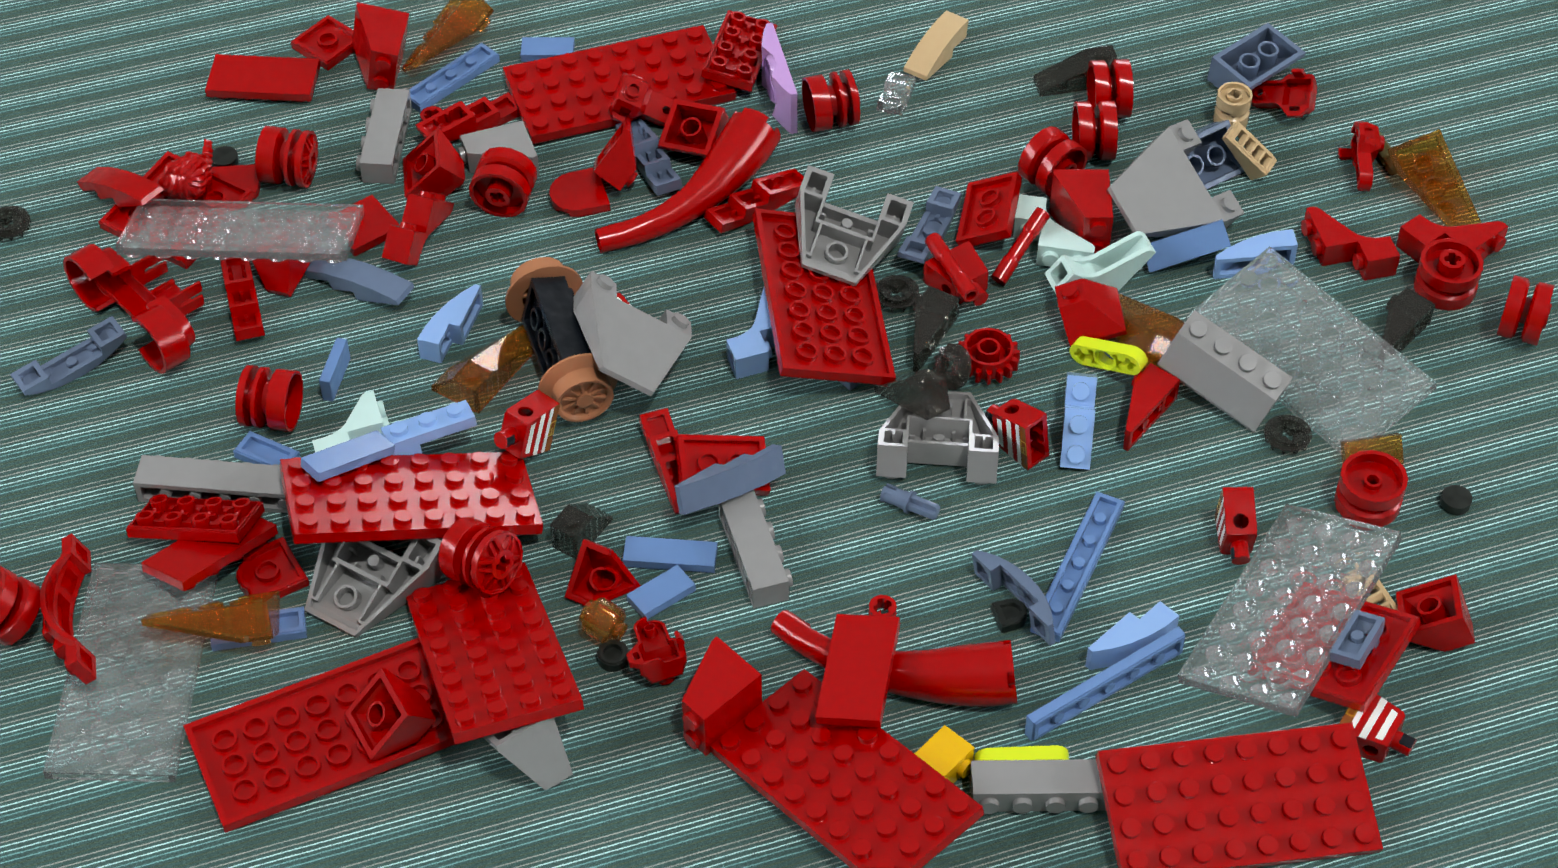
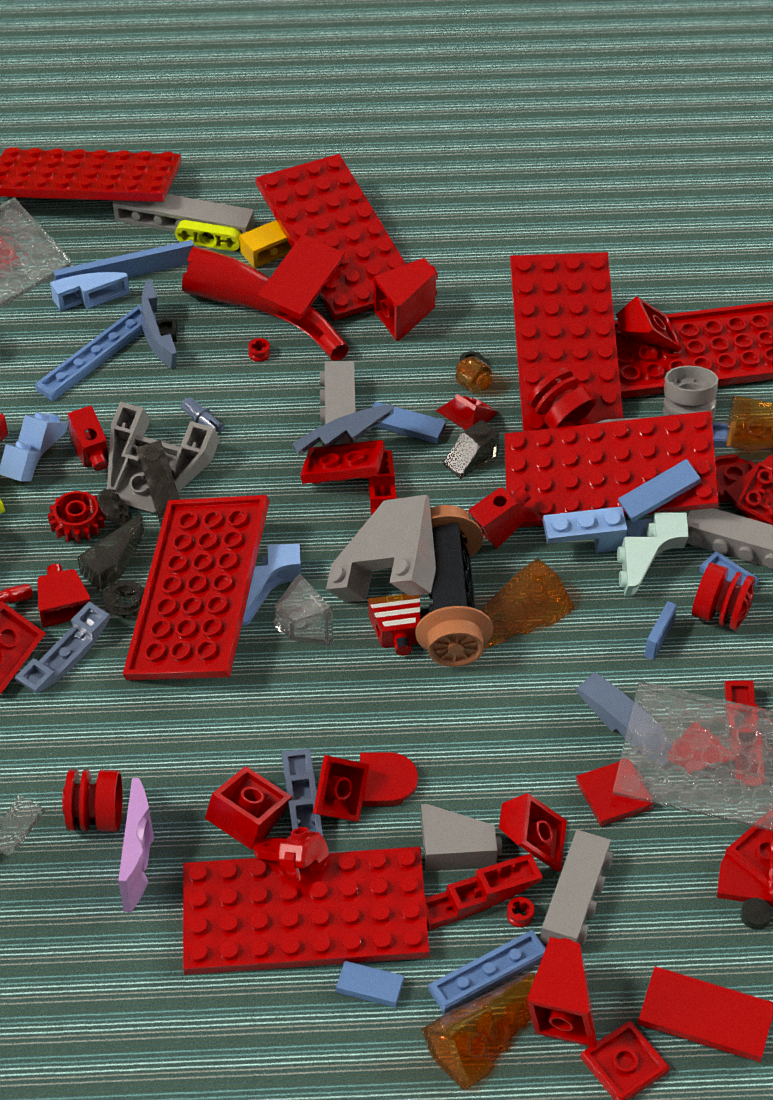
camera: 165 degrees left, 0 degrees up
(286, 156) = (686, 865): red wheel -> none
(324, 610) = (690, 391): none -> light grey wheel
(420, 218) = (558, 760): red arch -> none
(450, 324) = (545, 651): light blue slope -> none
(503, 182) = (464, 776): red wheel -> none
(657, 653) = (439, 341): red piece -> none
(661, 592) = (422, 396): medium blue tile -> none
(702, 298) = (304, 614): none -> clear slope
(730, 163) = (225, 751): red brick -> none
(736, 51) = (158, 913): red tile -> none
(765, 193) = (209, 726): red slope -> none
(842, 241) = (151, 634): light grey wedge -> none
(959, 279) = (72, 591): red piece -> none

